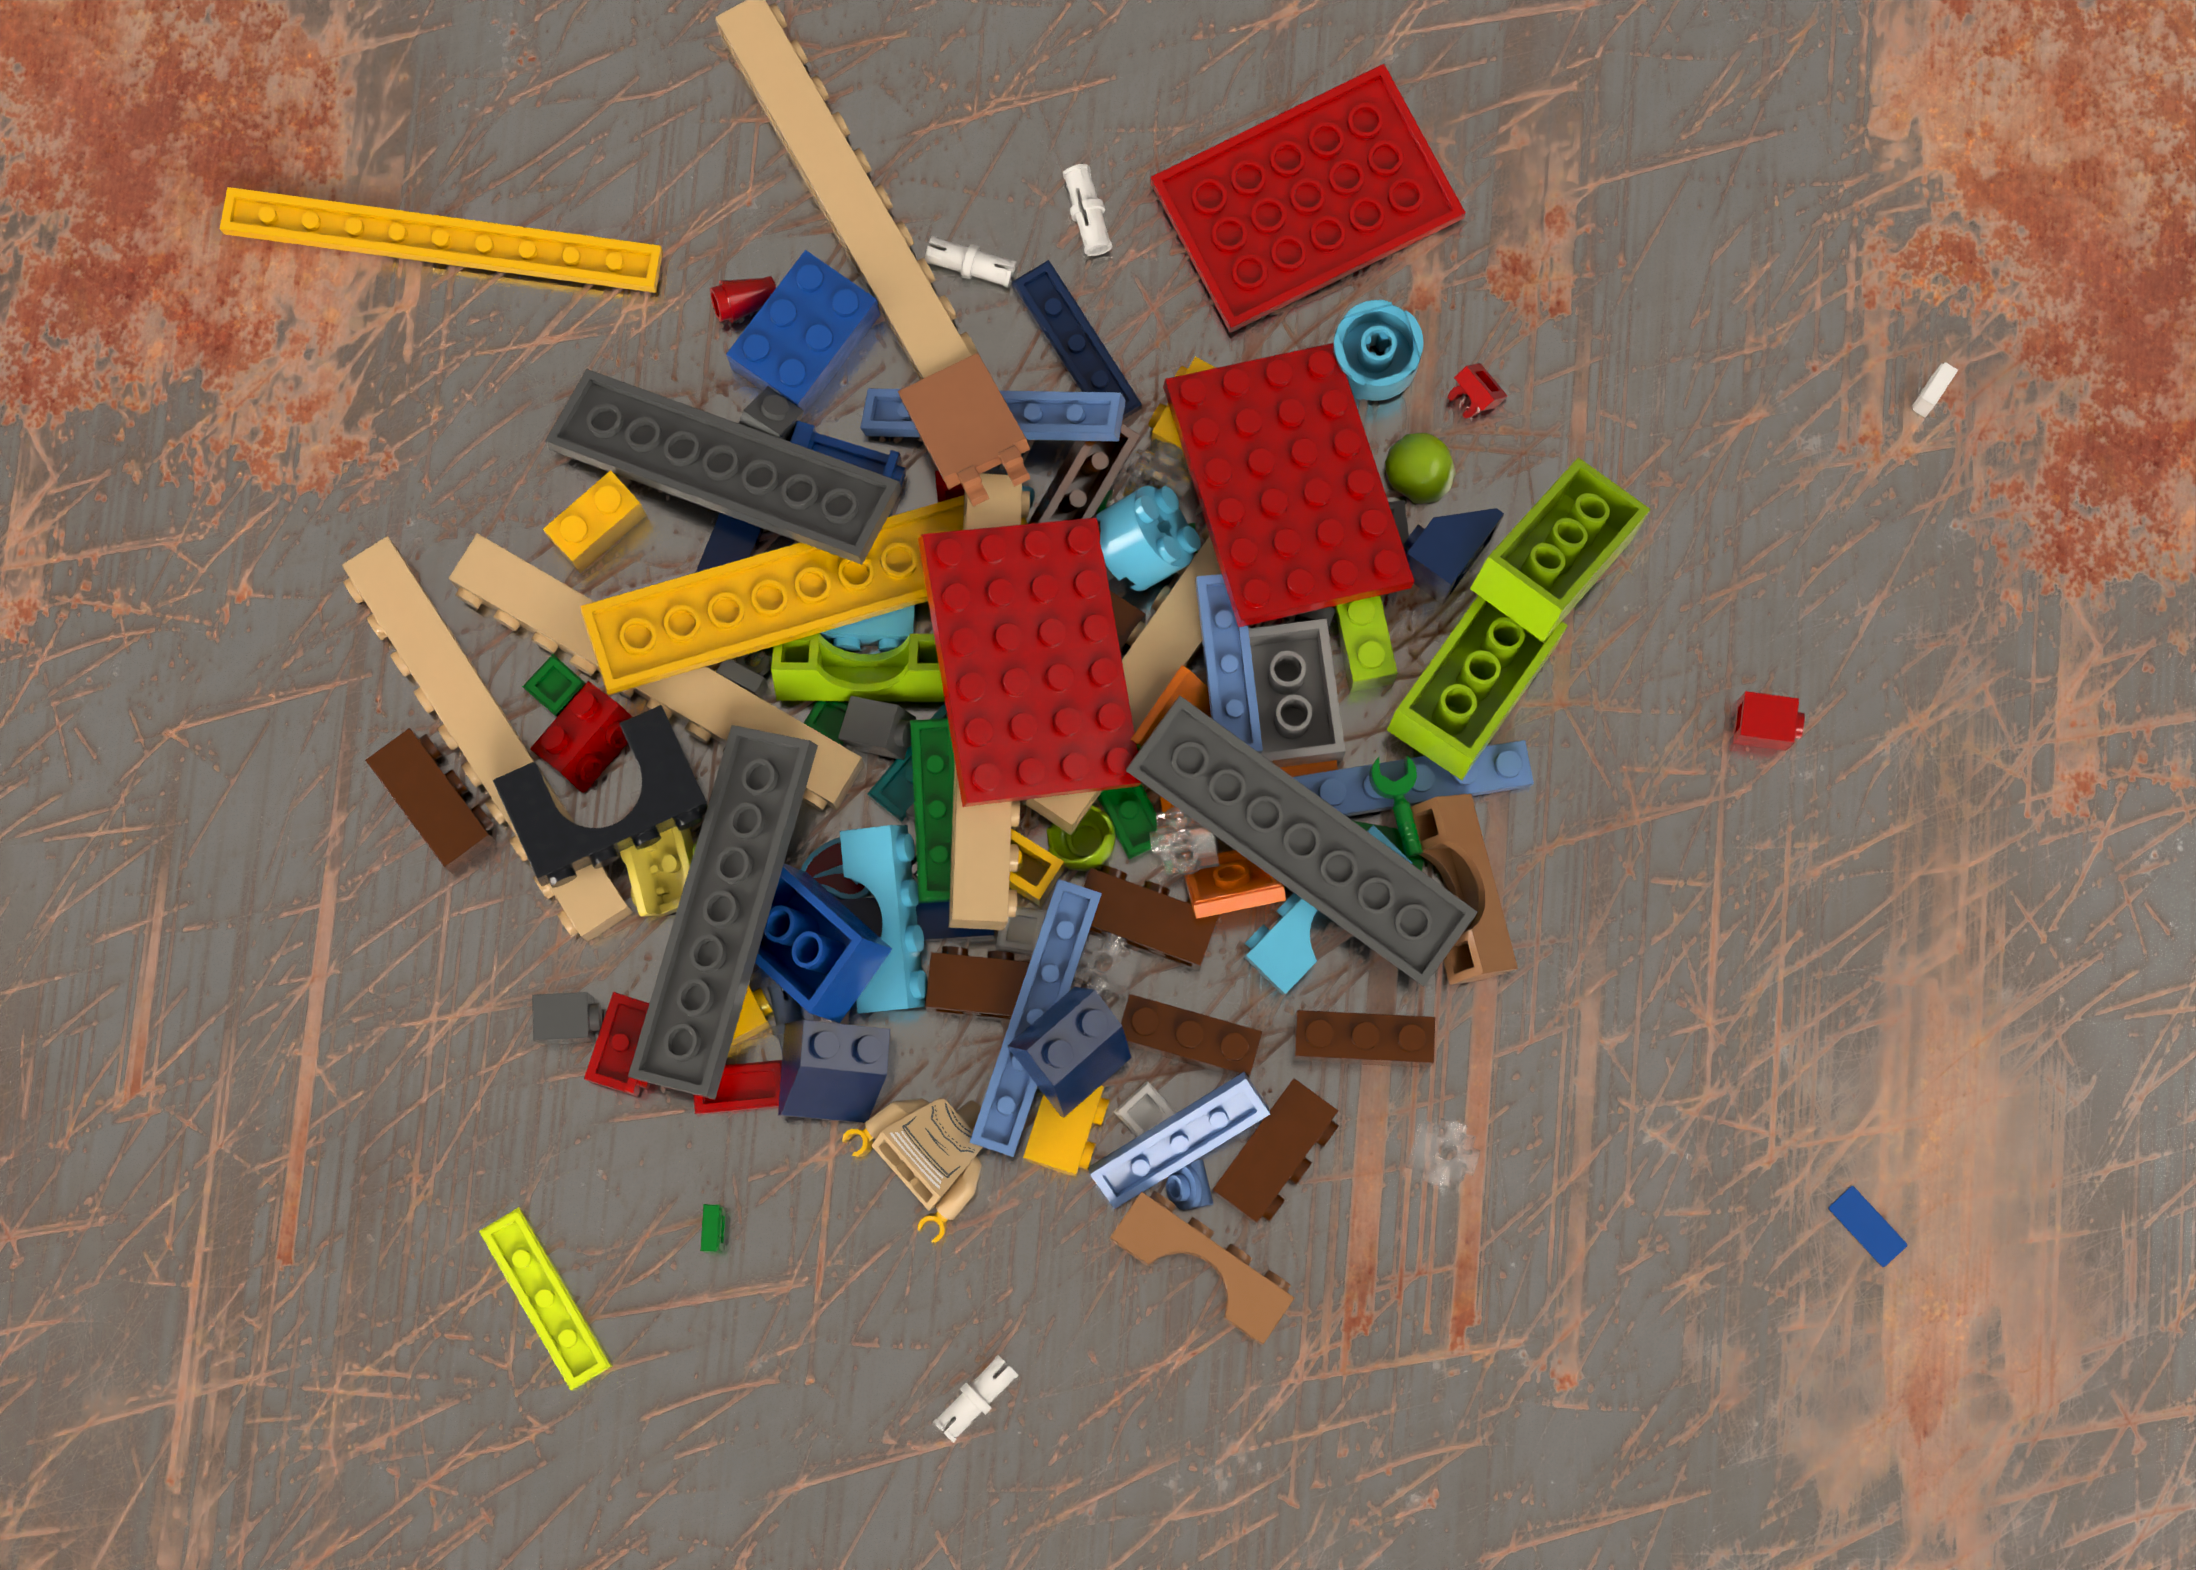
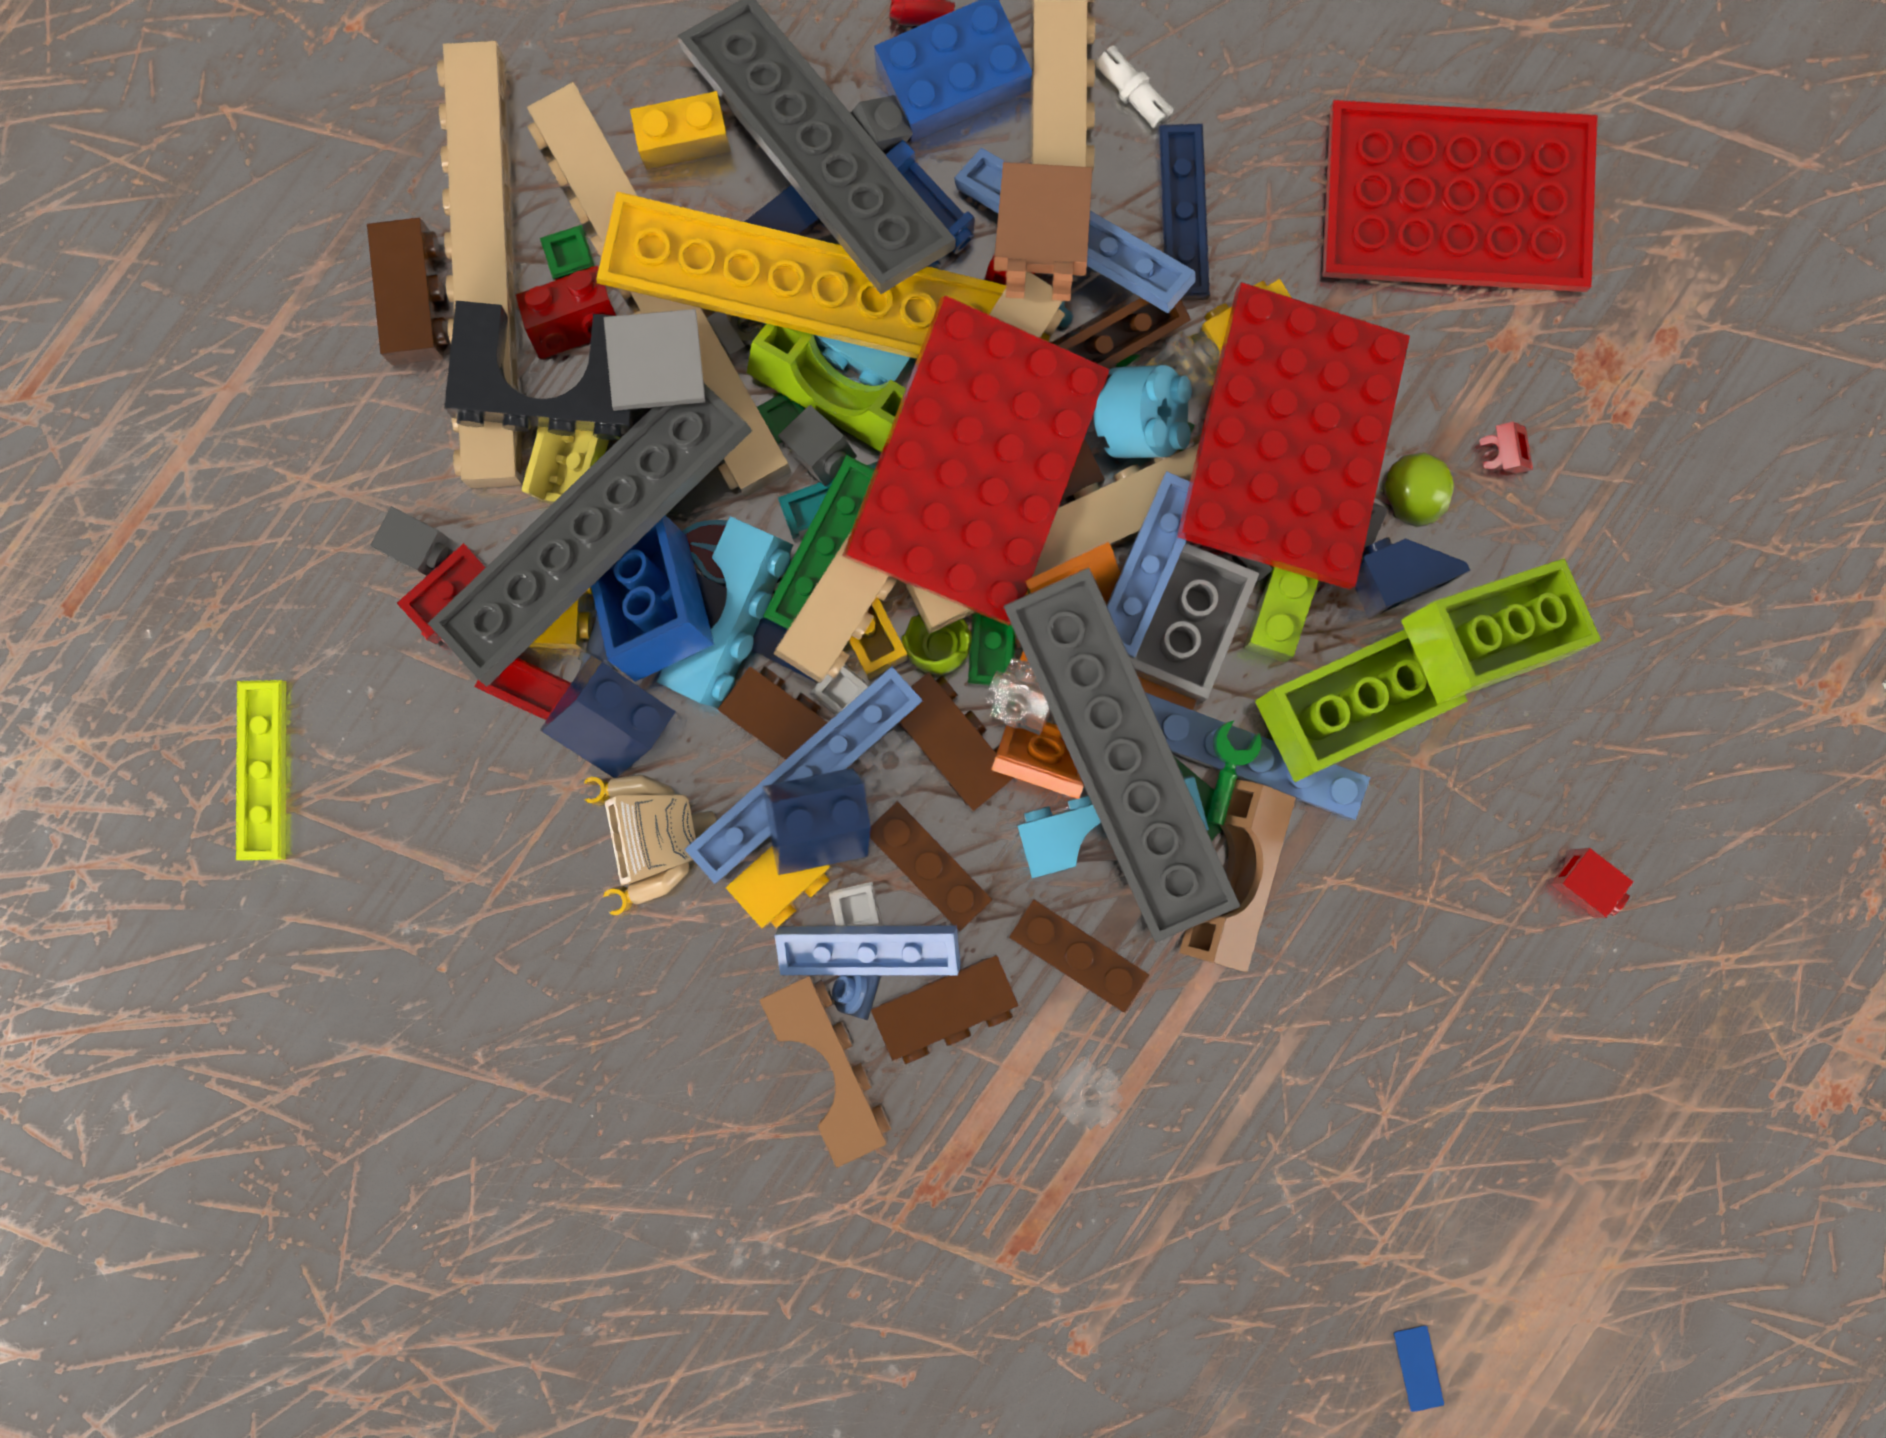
camera: 30 degrees right, 5 degrees up
(697, 732) = (654, 359): none -> light grey tile
(713, 1229) = (431, 794): green tile -> none
(975, 1398) = (569, 1066): white pin -> none
(1087, 210) = (1261, 98): white pin -> none
(1391, 331) = (1463, 354): medium azure brick -> none

